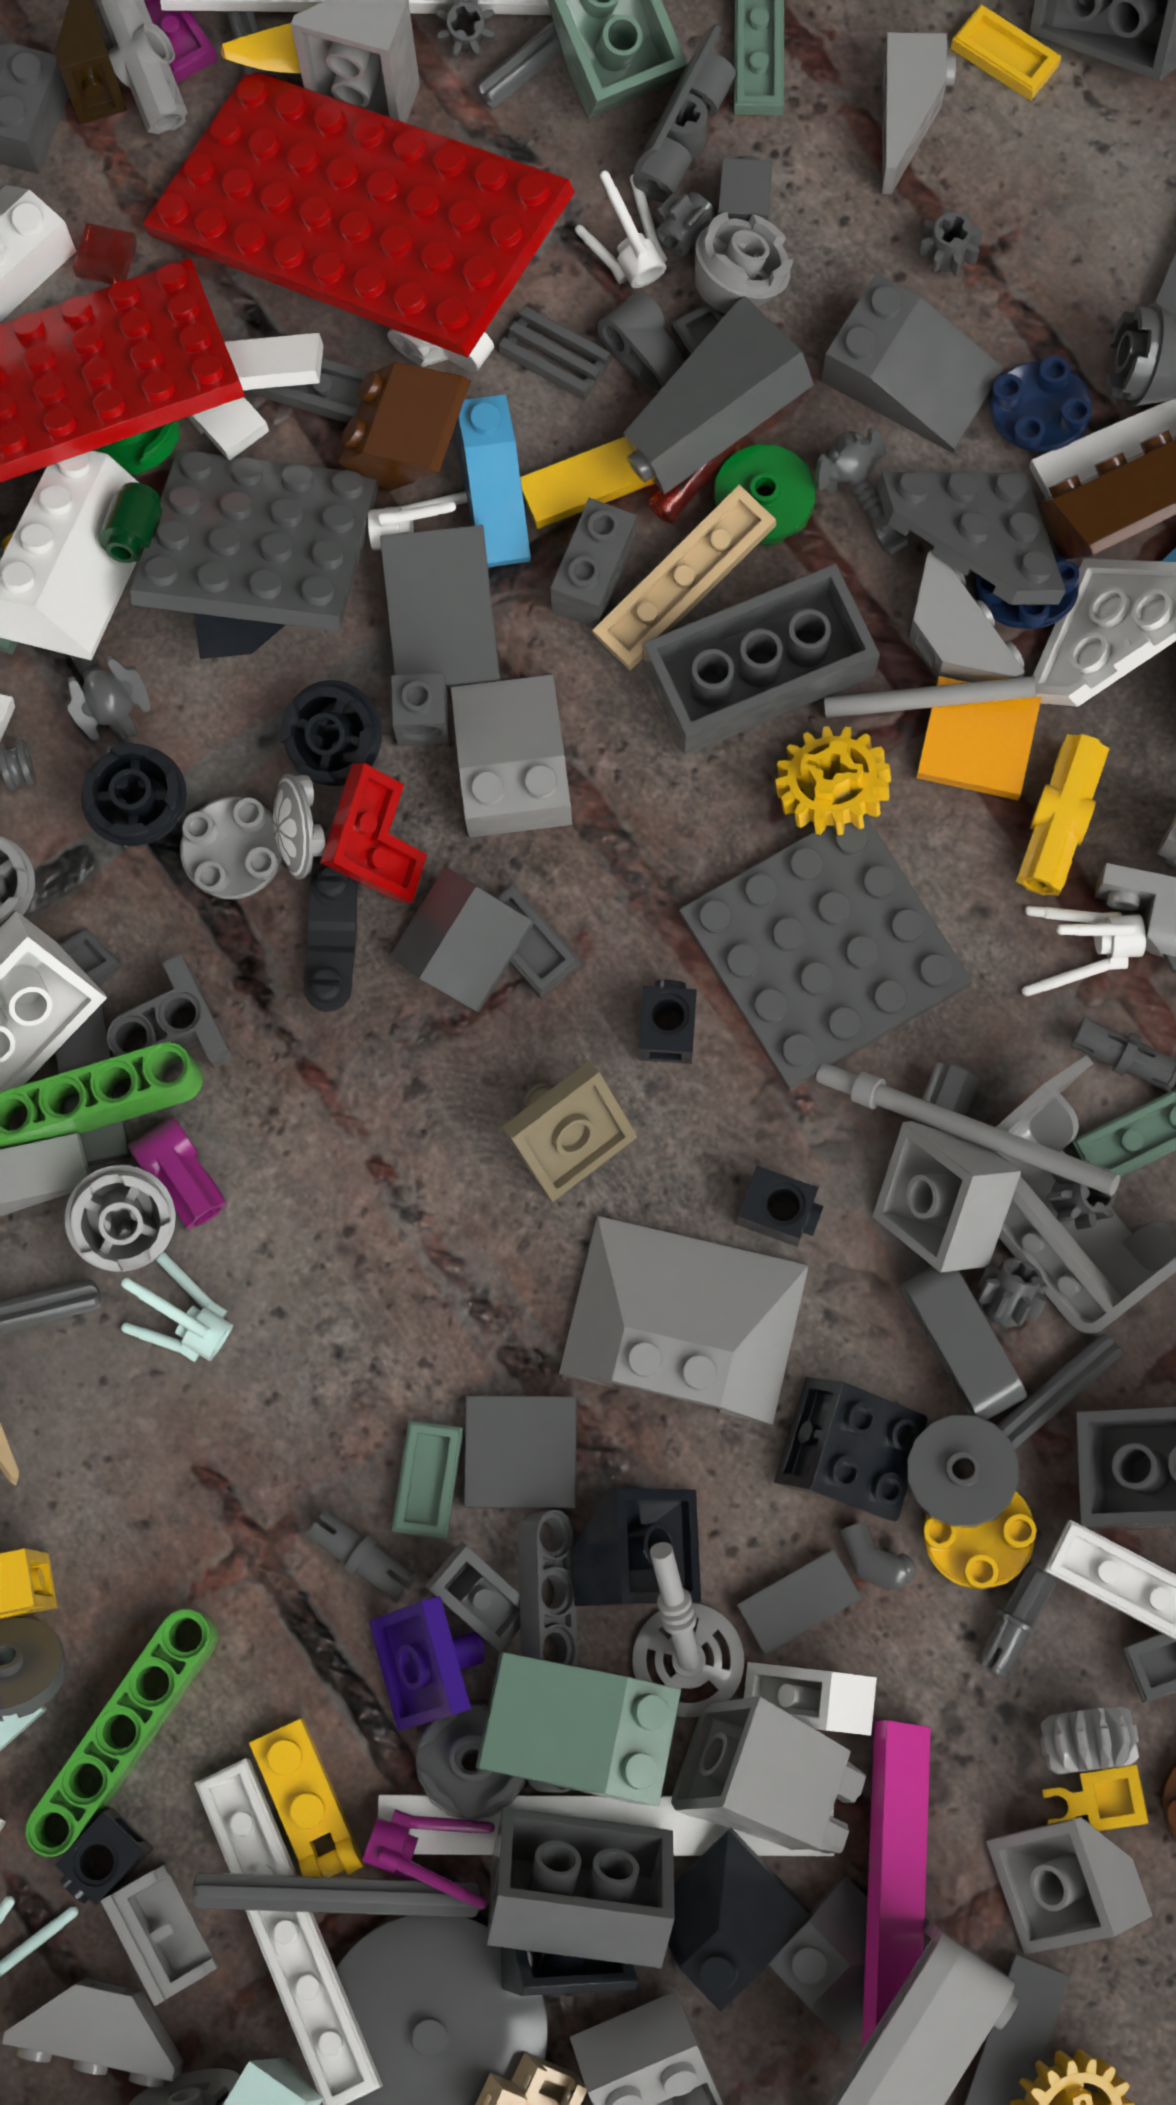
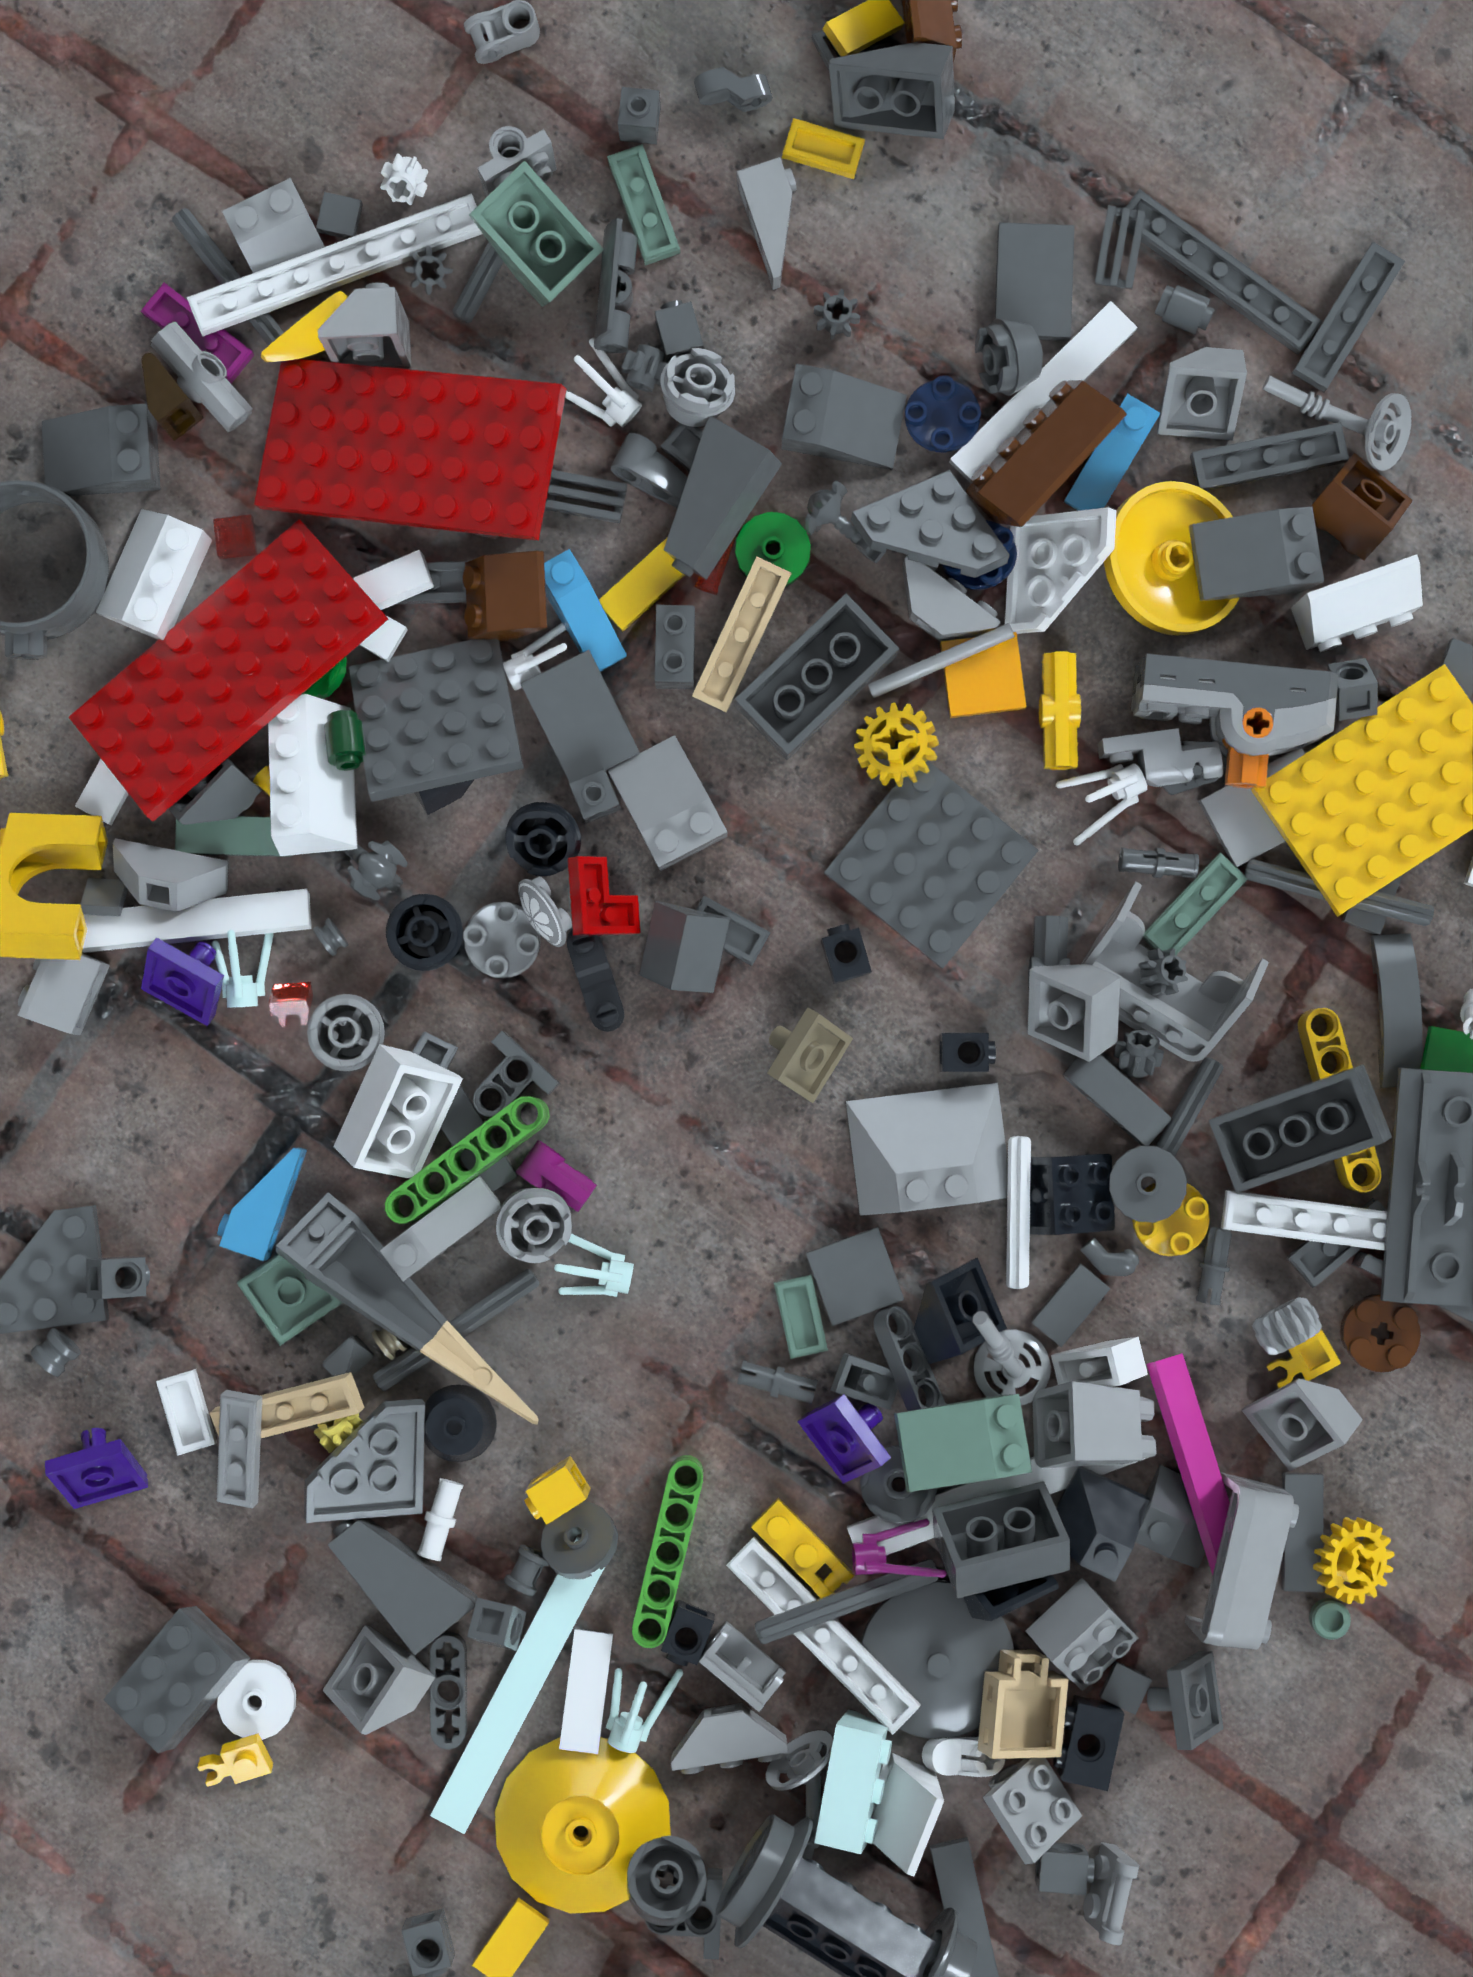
camera: 25 degrees left, 10 degrees up
(773, 1447) = (1018, 1212): none -> white axle
(872, 1092) = (998, 953): light grey bar -> none

